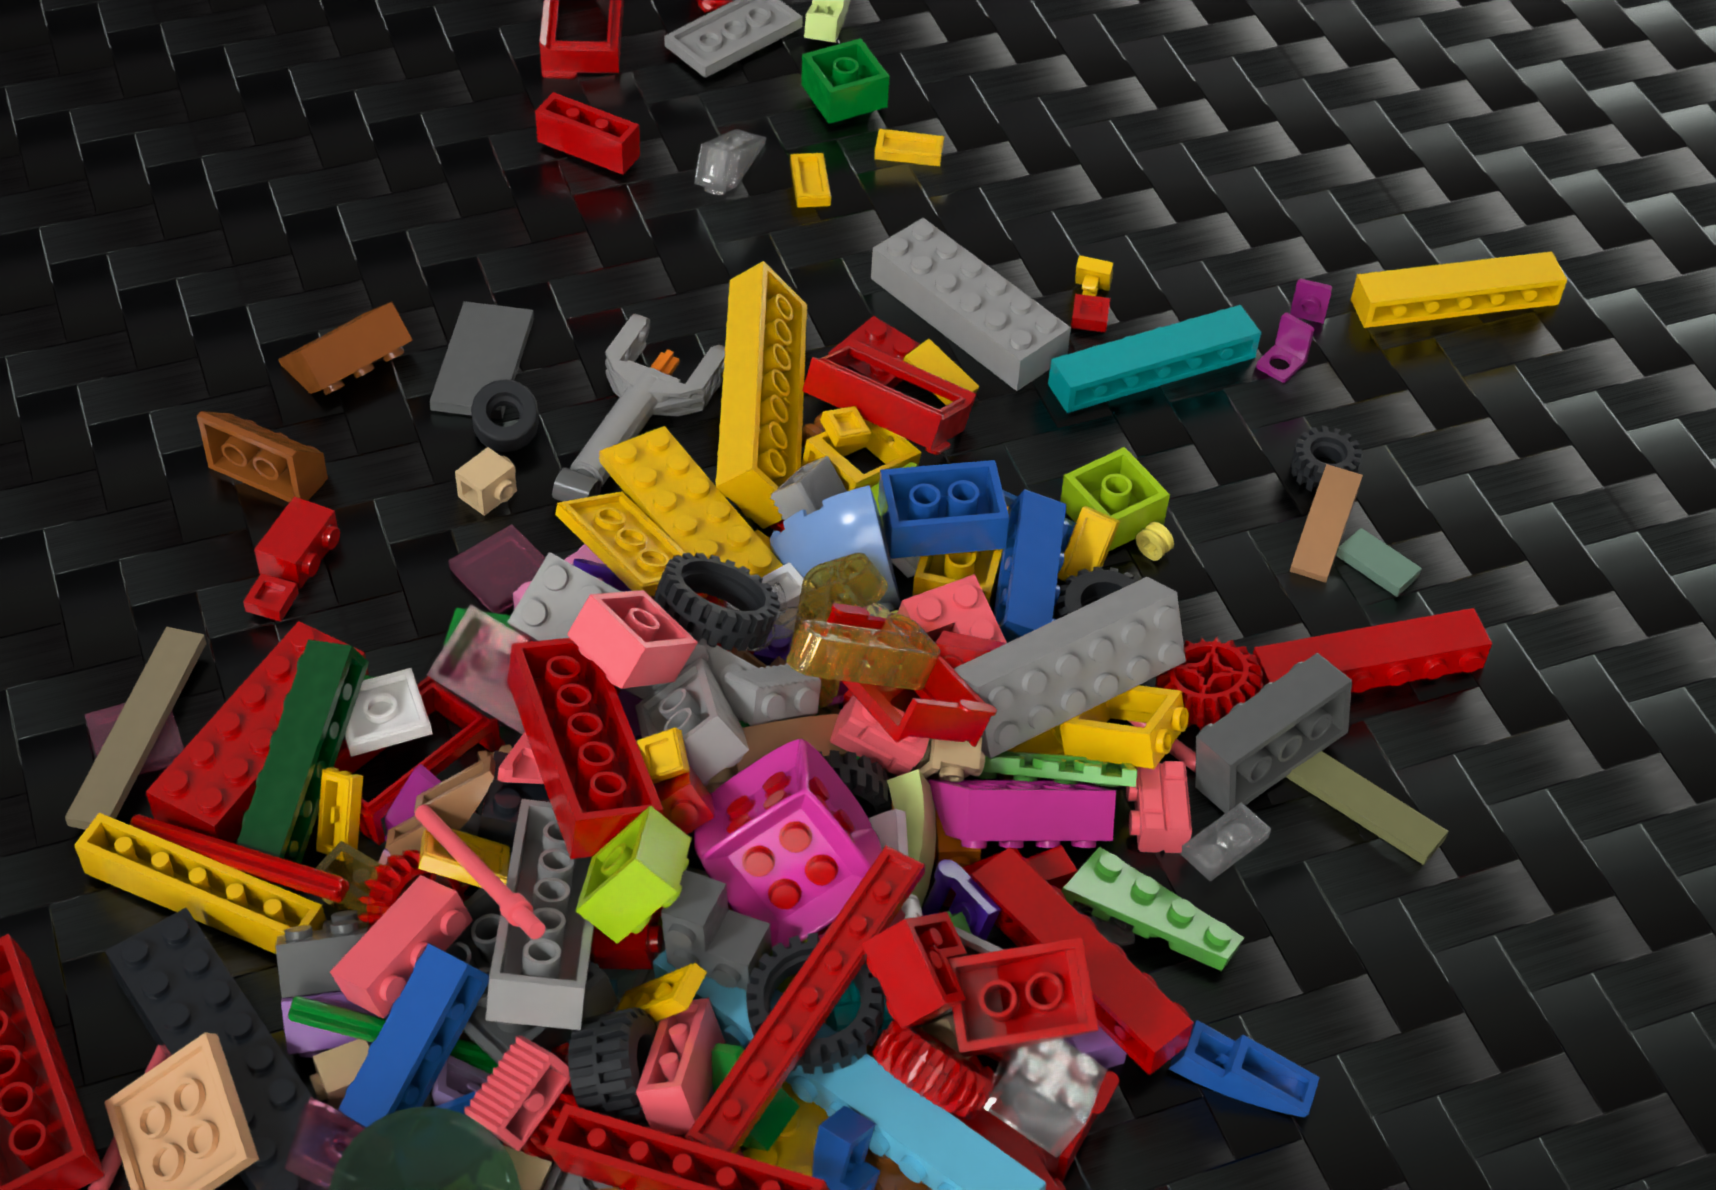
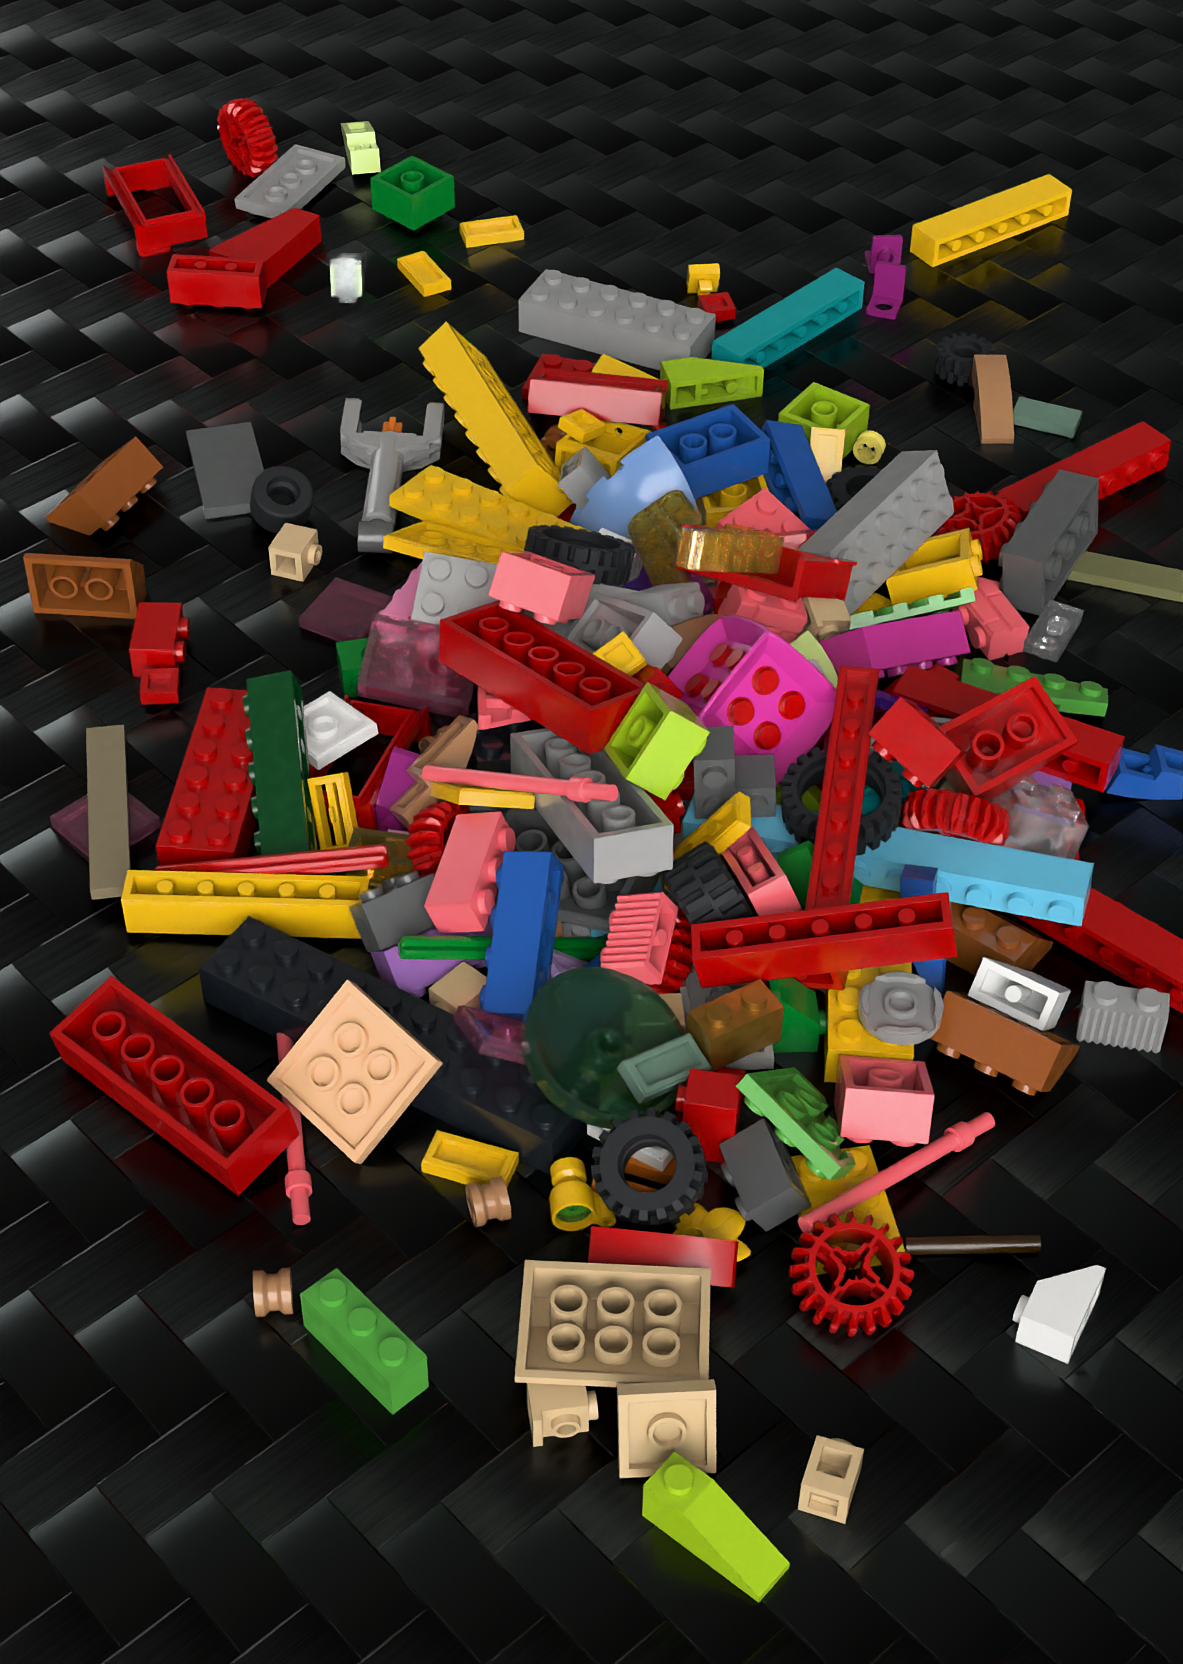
camera: 20 degrees left, 5 degrees down
(669, 104) = (277, 241): none -> red slope
(1024, 404) = (709, 381): none -> lime slope

